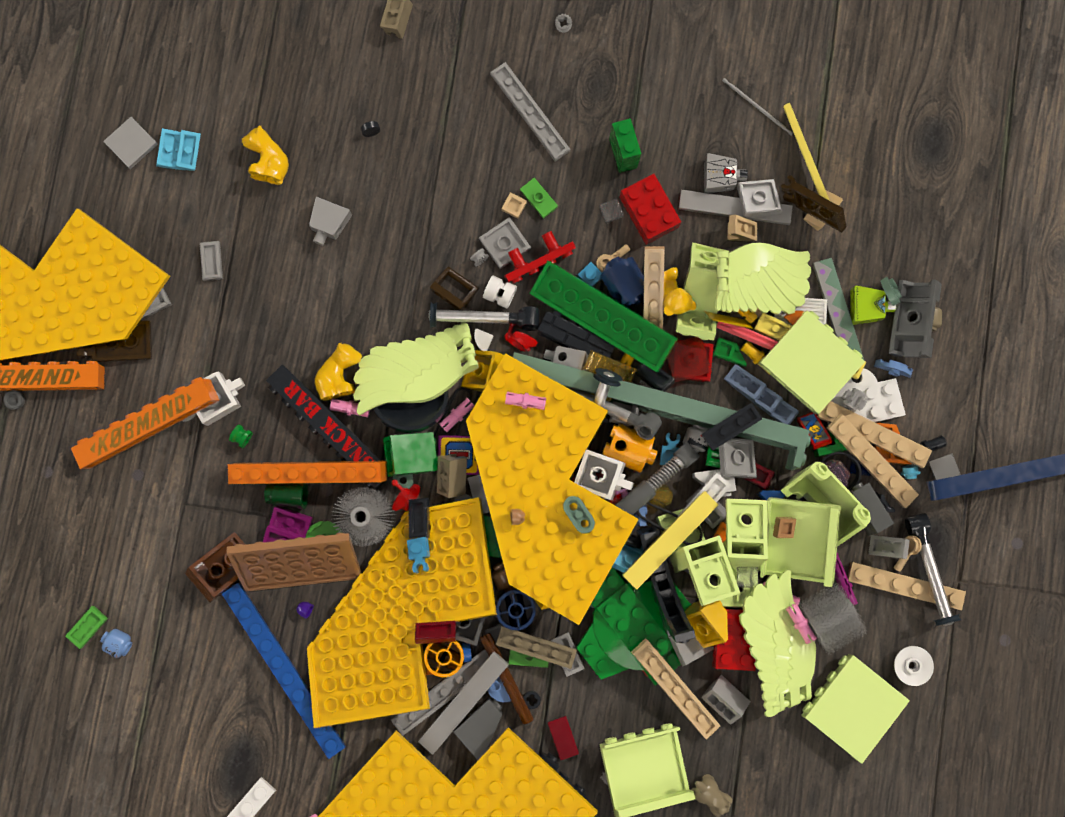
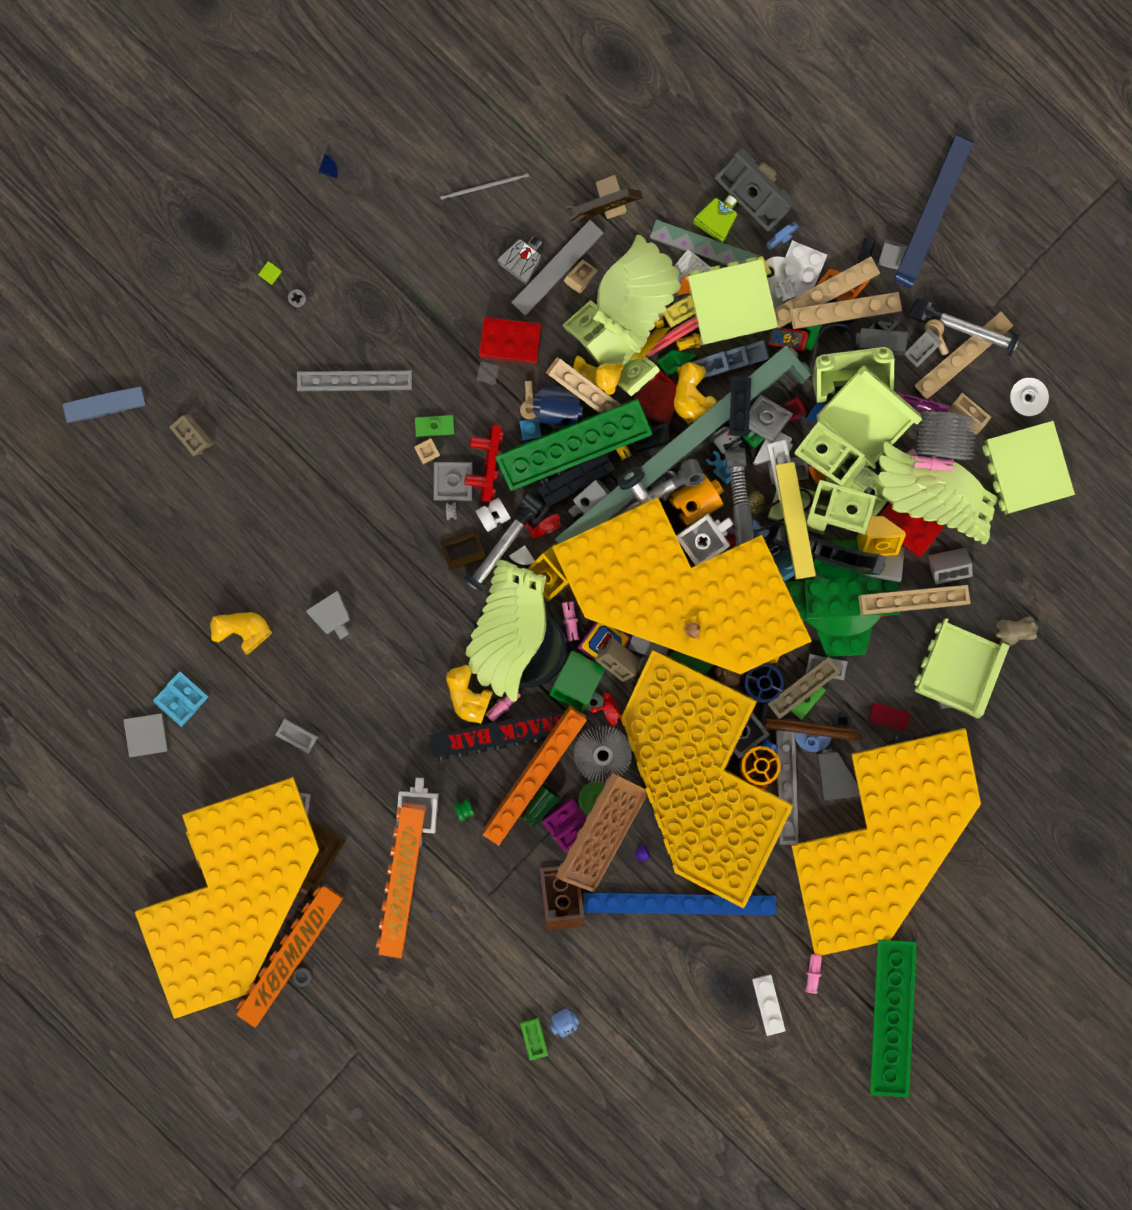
camera: 50 degrees left, 5 degrees up
(370, 129) = (276, 525): black tile -> none
(418, 550) = (662, 728): dark azure plate -> none
(419, 518) = (635, 710): black tile -> none
(435, 632) = (737, 759): dark red tile -> none
(463, 702) = (806, 776): light grey tile -> none
(525, 400) = (604, 558): bright pink pin -> none
(579, 514) = (725, 579): sand green plate -> none
(598, 360) = (613, 472): clear yellow plate -> none
(625, 145) = (443, 324): green brick -> none
(706, 382) = (688, 400): none -> yellow animal
(759, 198) = (564, 243): light grey tile -> none
(784, 527) = (848, 421): medium nougat plate -> none
(805, 151) = (556, 177): light yellow tile -> none
(839, 470) = (834, 345): head -> none
(868, 620) = (966, 407): none -> tan slope
(891, 290) = (718, 193): sand green plate -> none
(910, 471) = (875, 285): medium azure plate -> none

